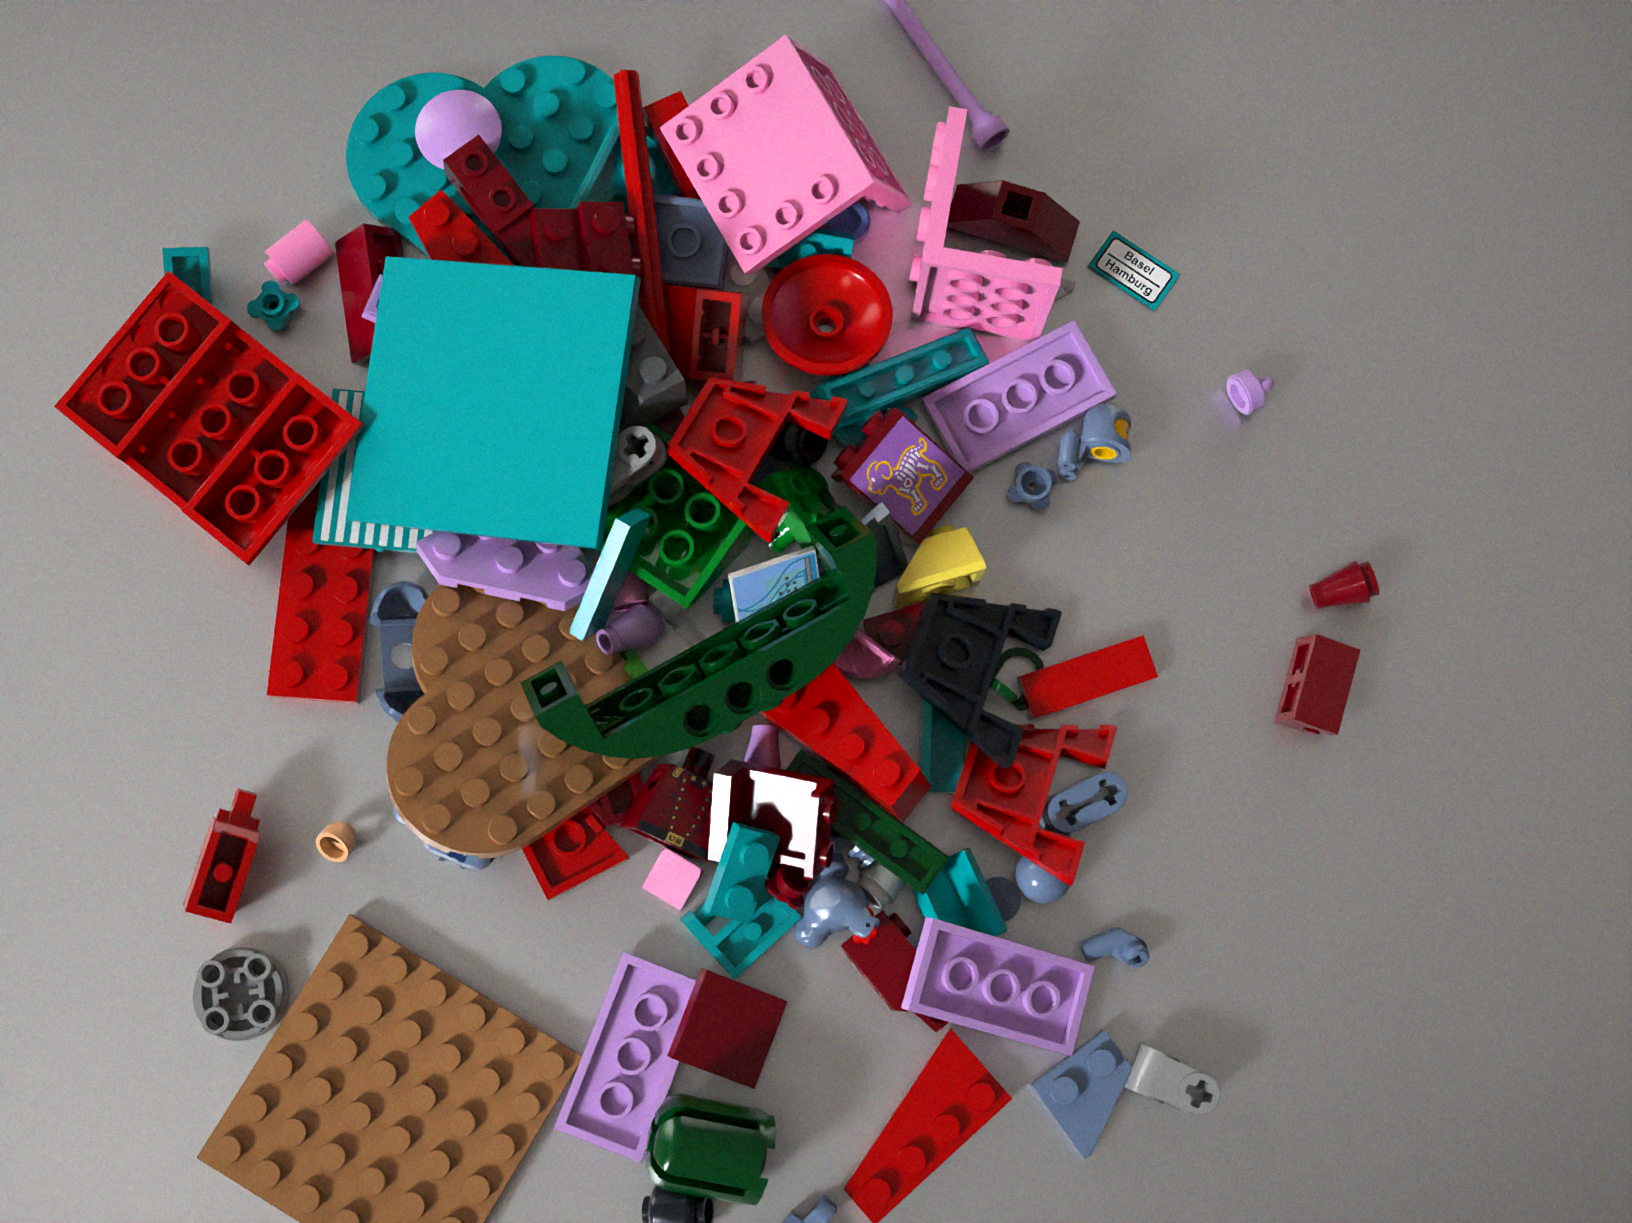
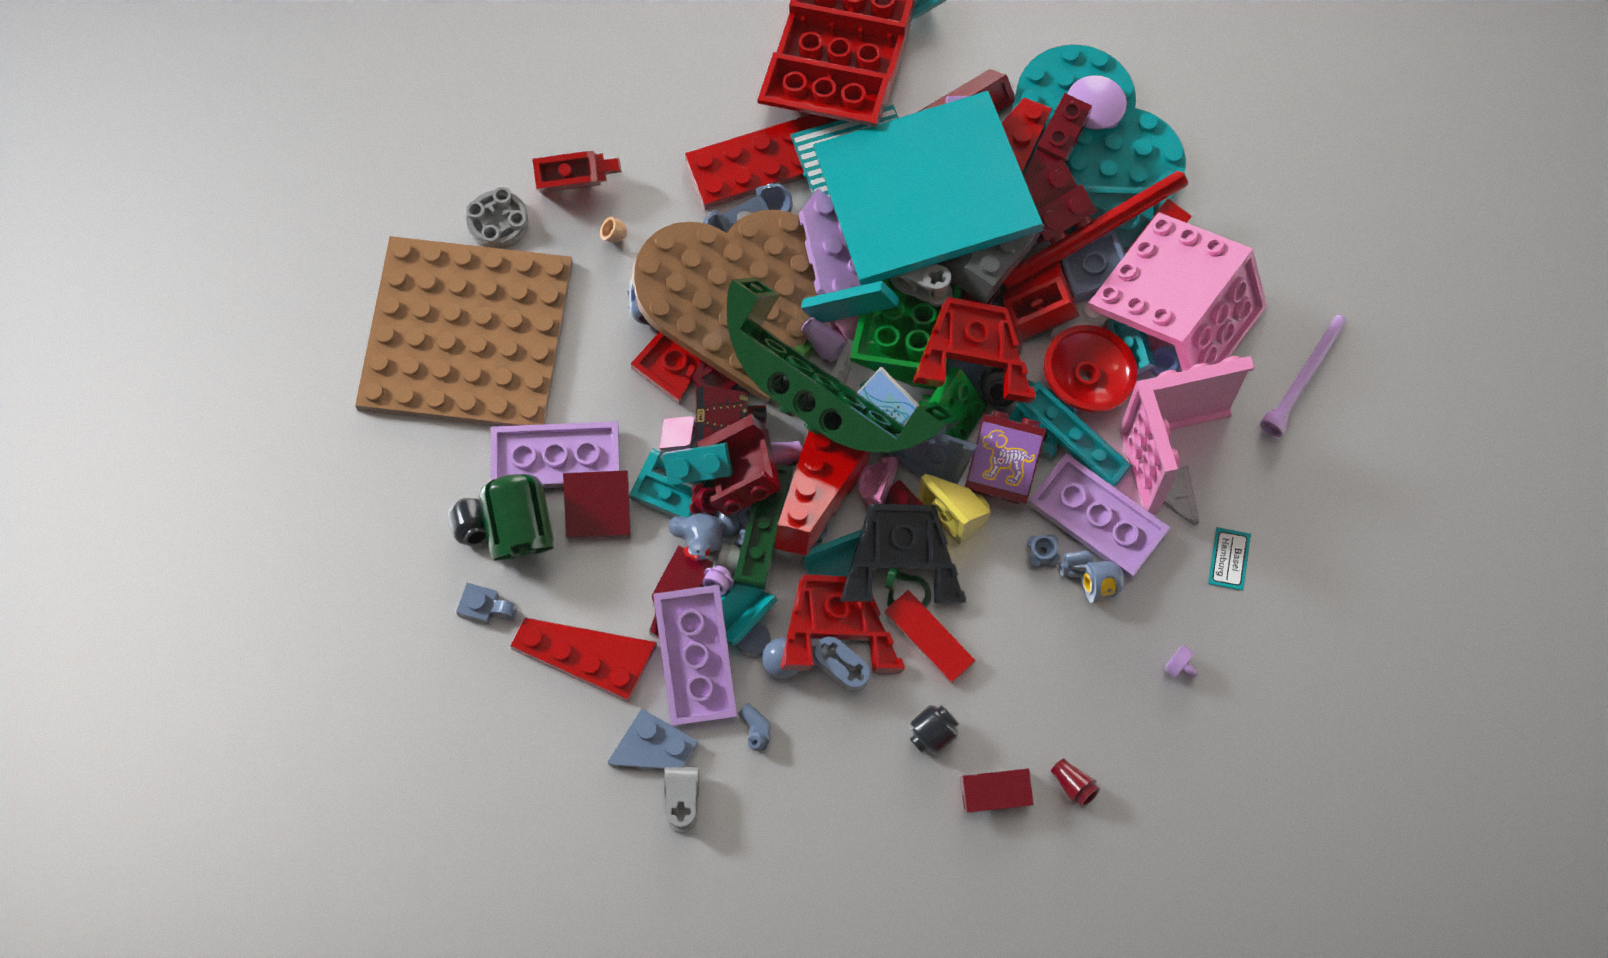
camera: 70 degrees right, 10 degrees down
(282, 314) = (930, 59): teal plate -> none
(297, 253) = (969, 50): bright pink brick -> none
(911, 913) = (718, 576): none -> lavender plate
(1014, 217) = (1221, 463): dark red slope -> none
(1212, 726) = (933, 729): none -> black head

